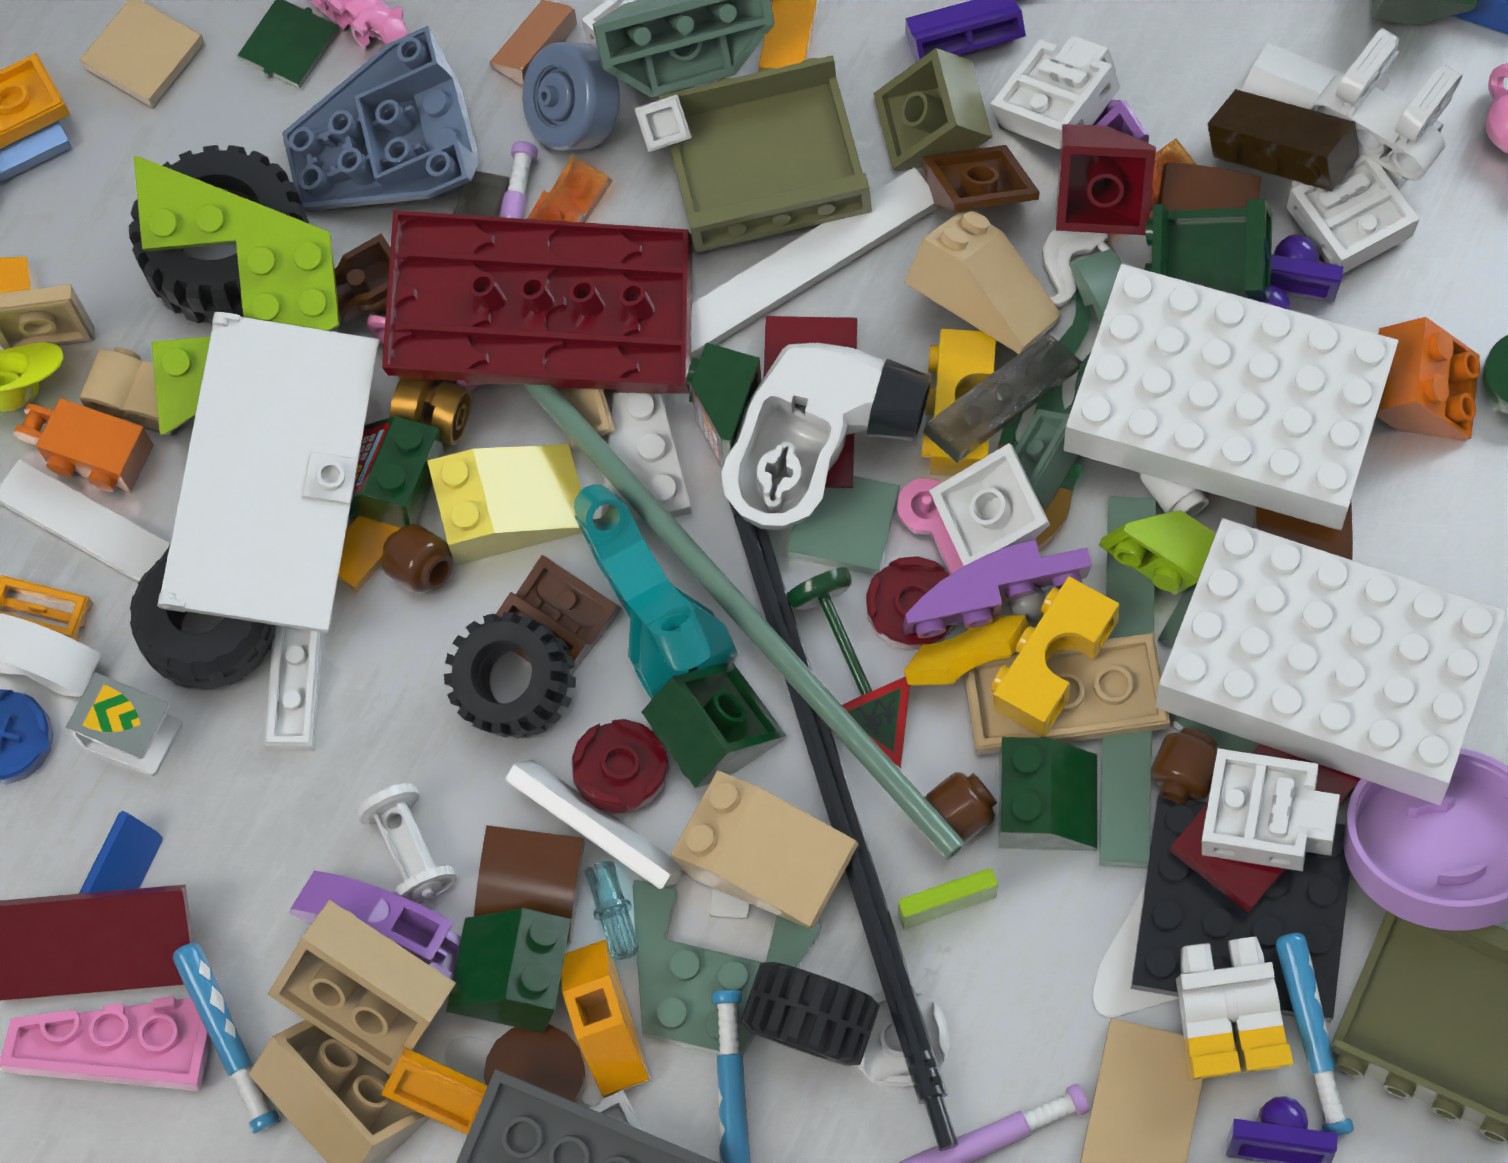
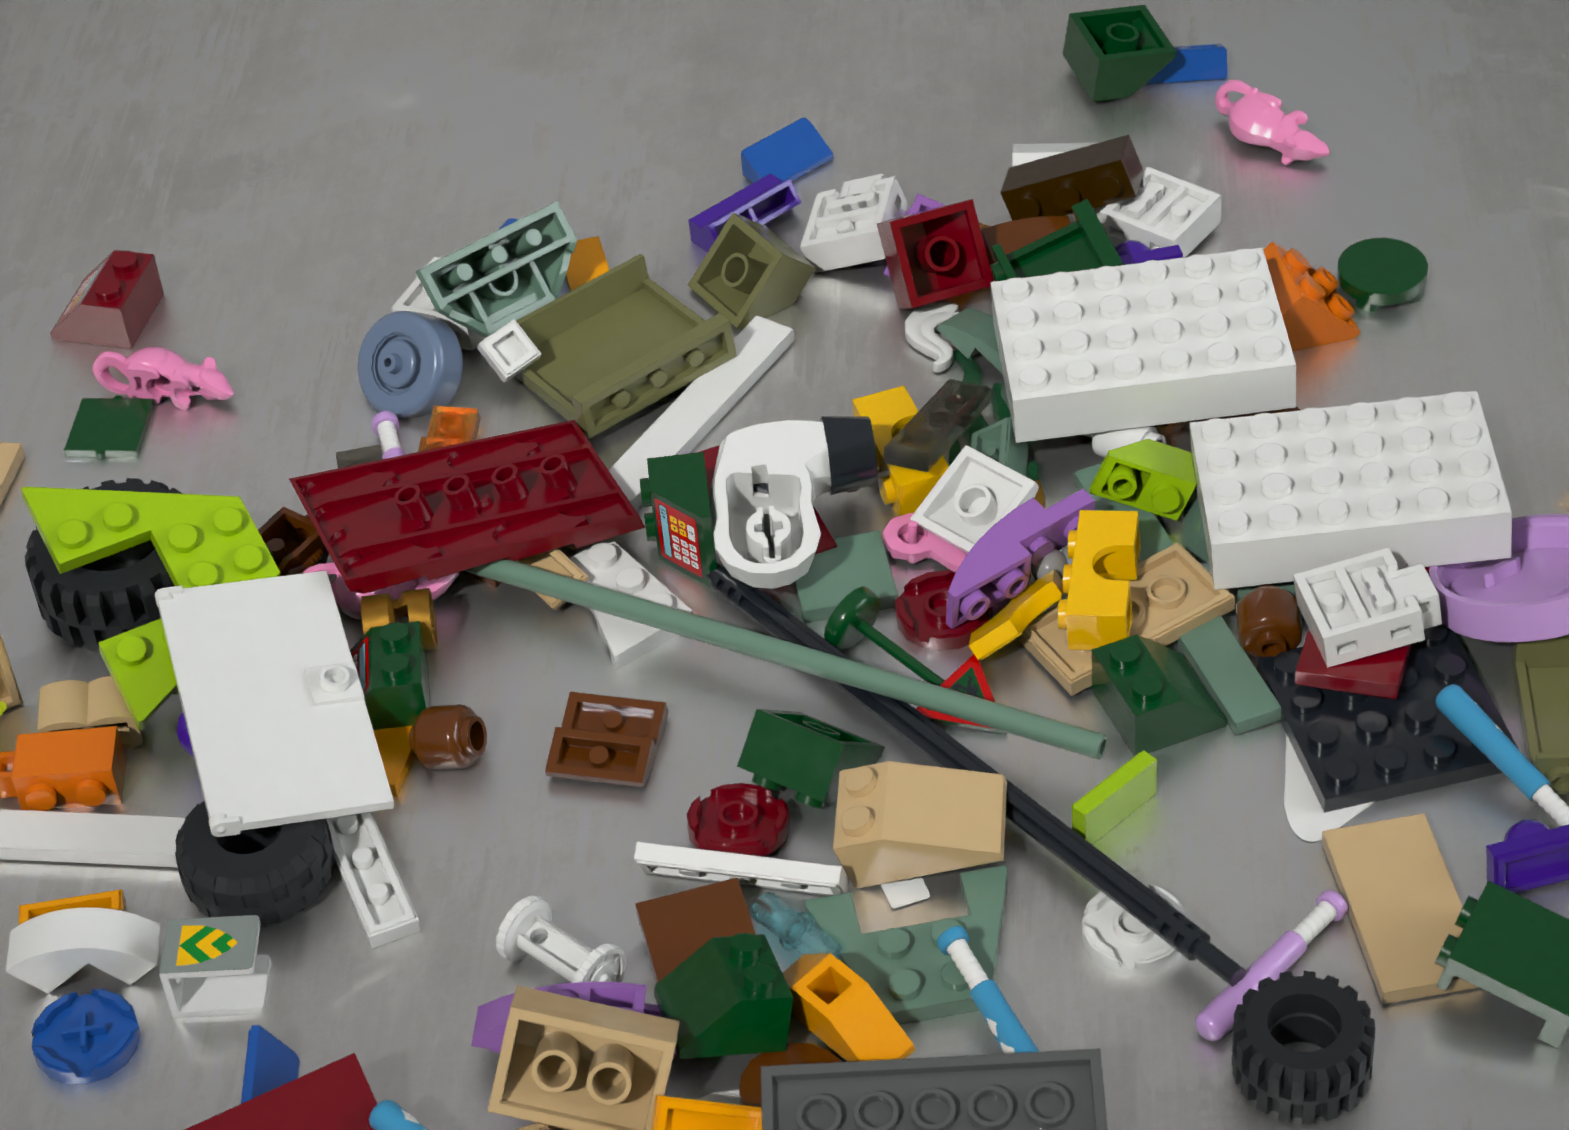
camera: 25 degrees left, 25 degrees down
(385, 132) = (247, 437): sand blue wedge -> none
(474, 664) = (584, 746): black tyre -> none
(505, 498) = (507, 667): light yellow slope -> none
(545, 25) = (341, 359): nougat slope -> none
(666, 625) = (708, 692): teal connector -> none
(810, 1013) = (1043, 911): black tyre -> none
(964, 804) = (1089, 712): reddish brown head -> none
(977, 179) = (820, 303): reddish brown slope -> none
(983, 281) = (860, 352): tan slope -> none
(1235, 995) = (1431, 770): white hips -> none
(1388, 131) = (1177, 140): white piece -> none

